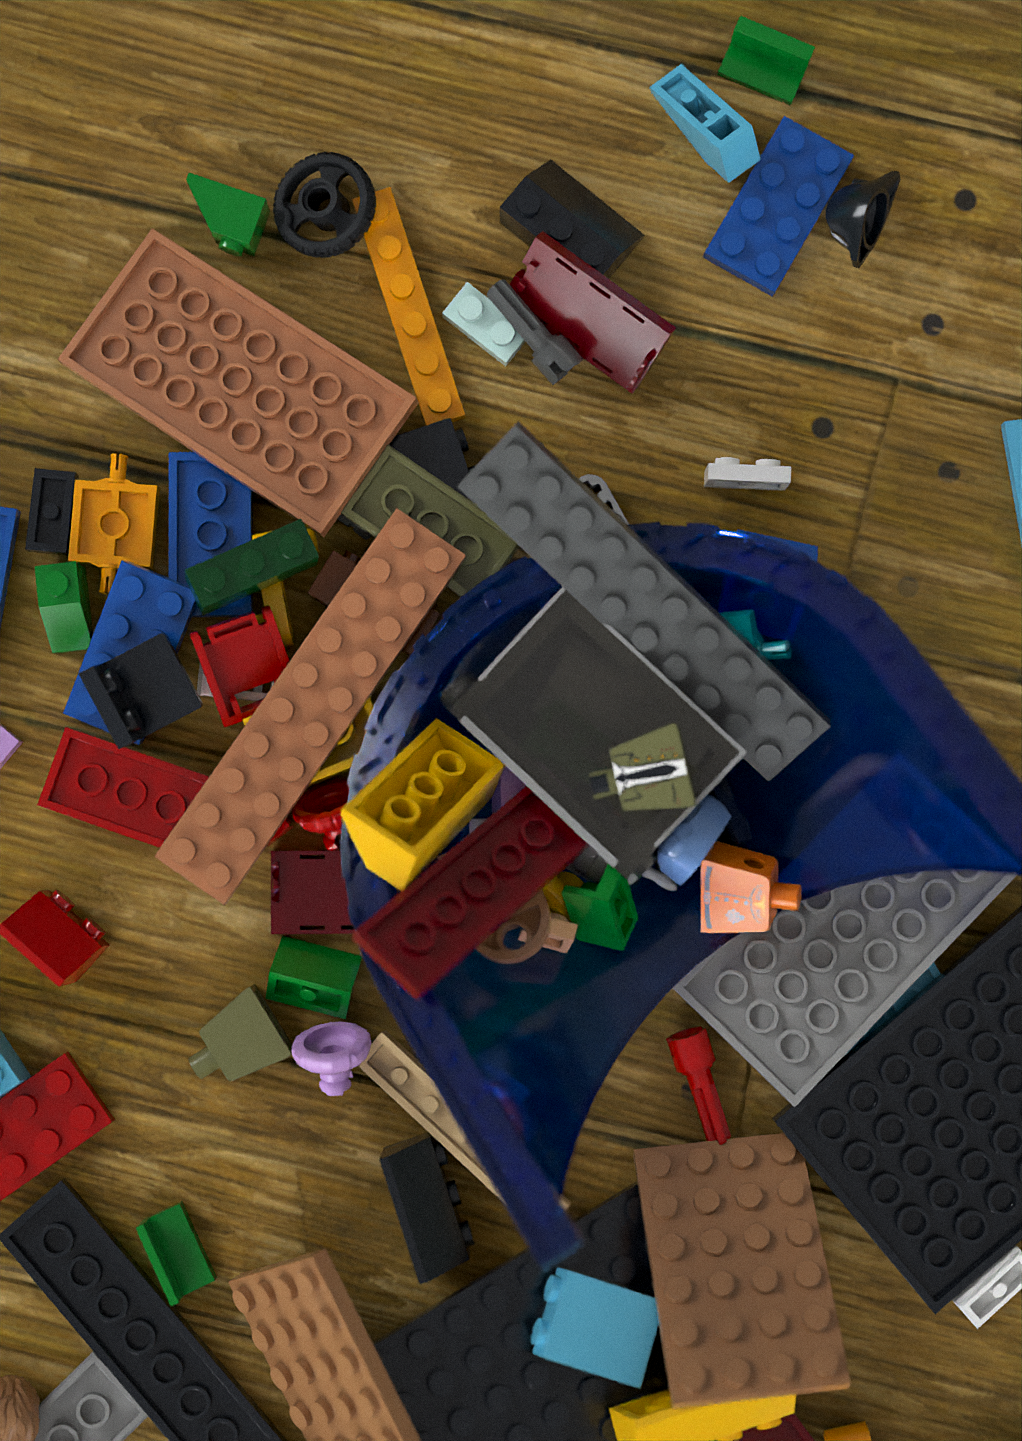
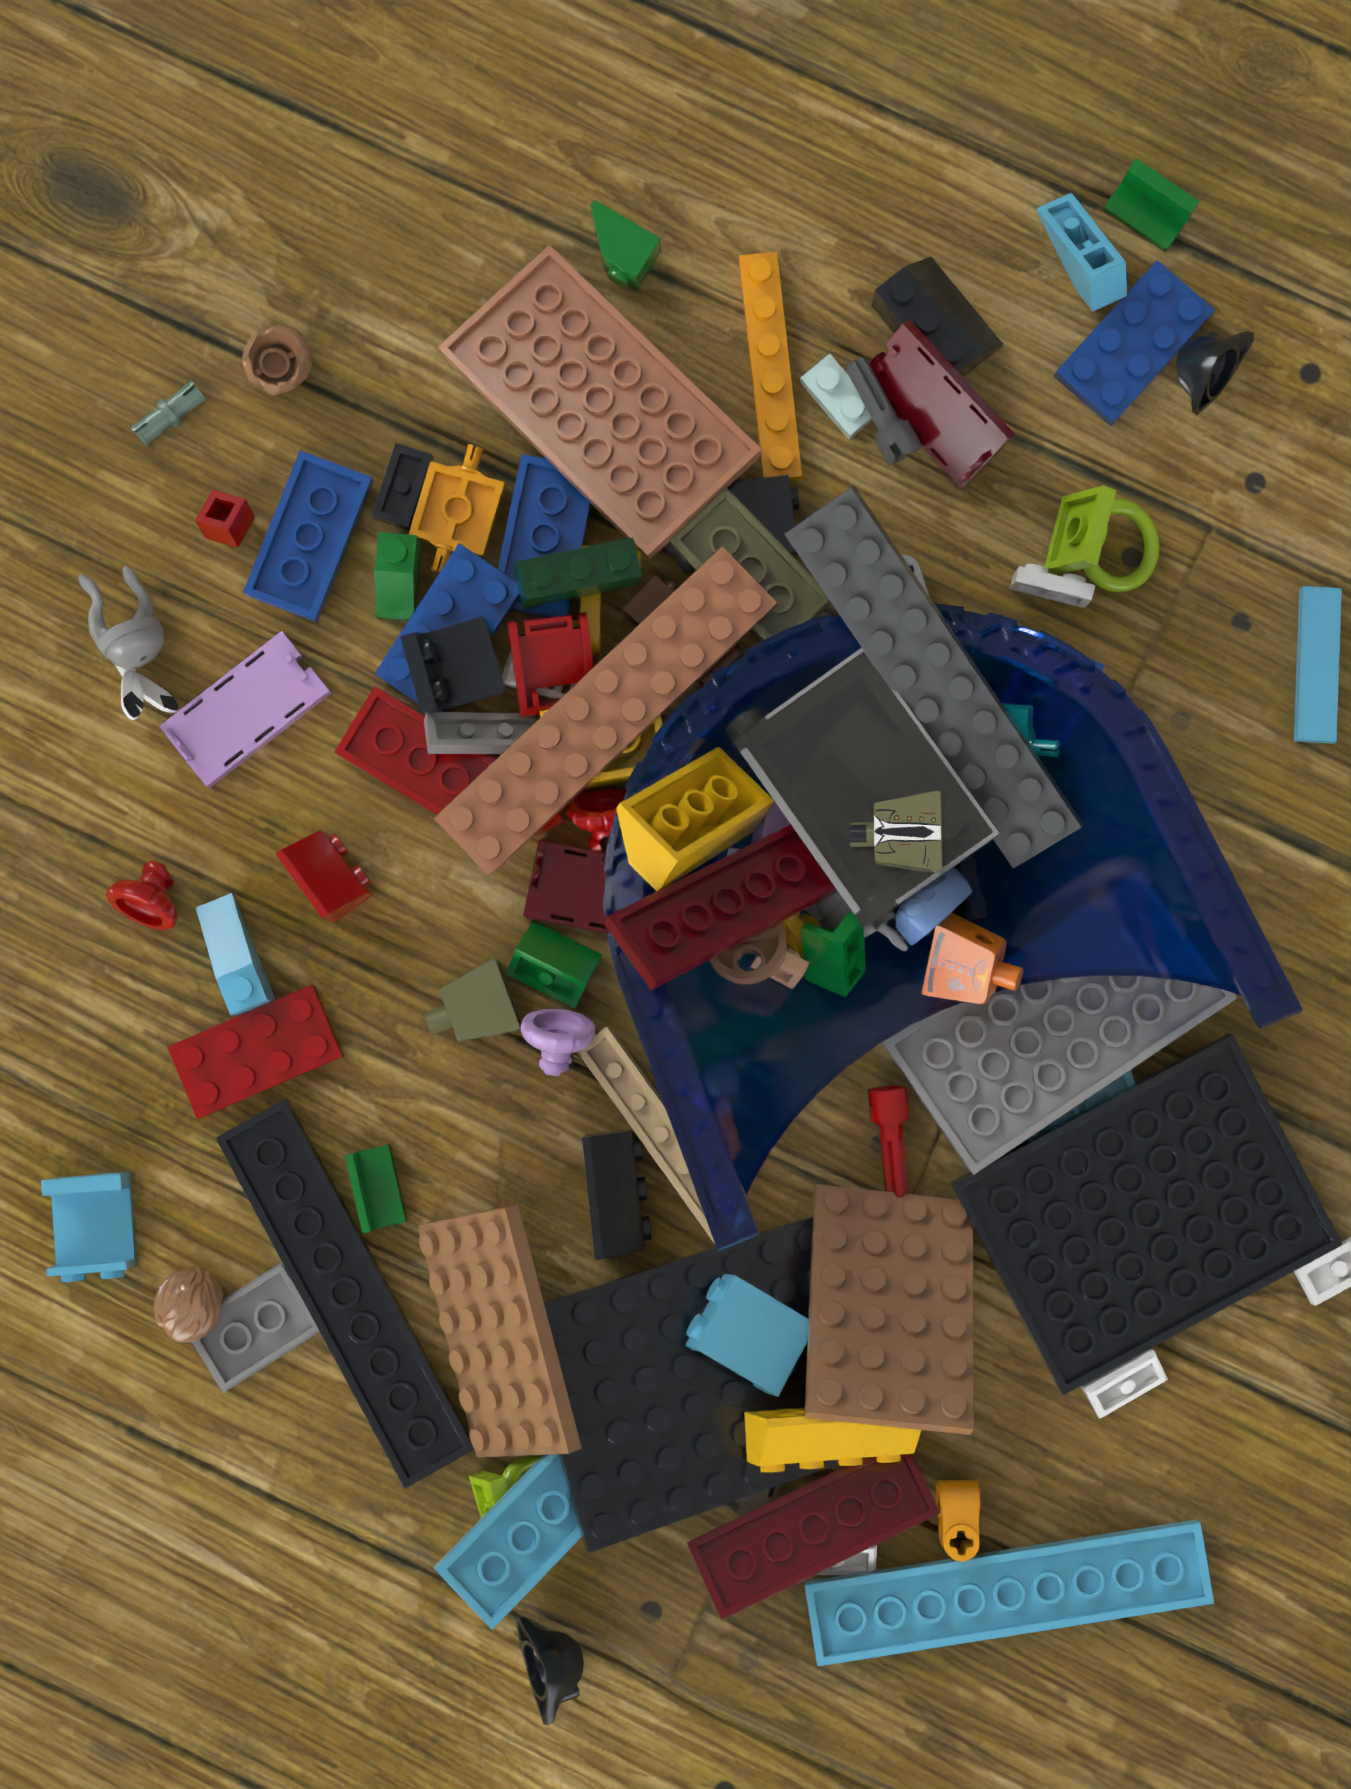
camera: 20 degrees right, 0 degrees up
(179, 754) = (474, 731): none -> light grey plate
(337, 216) = (721, 268): black wheel -> none
(766, 416) = (1083, 530): none -> lime tile

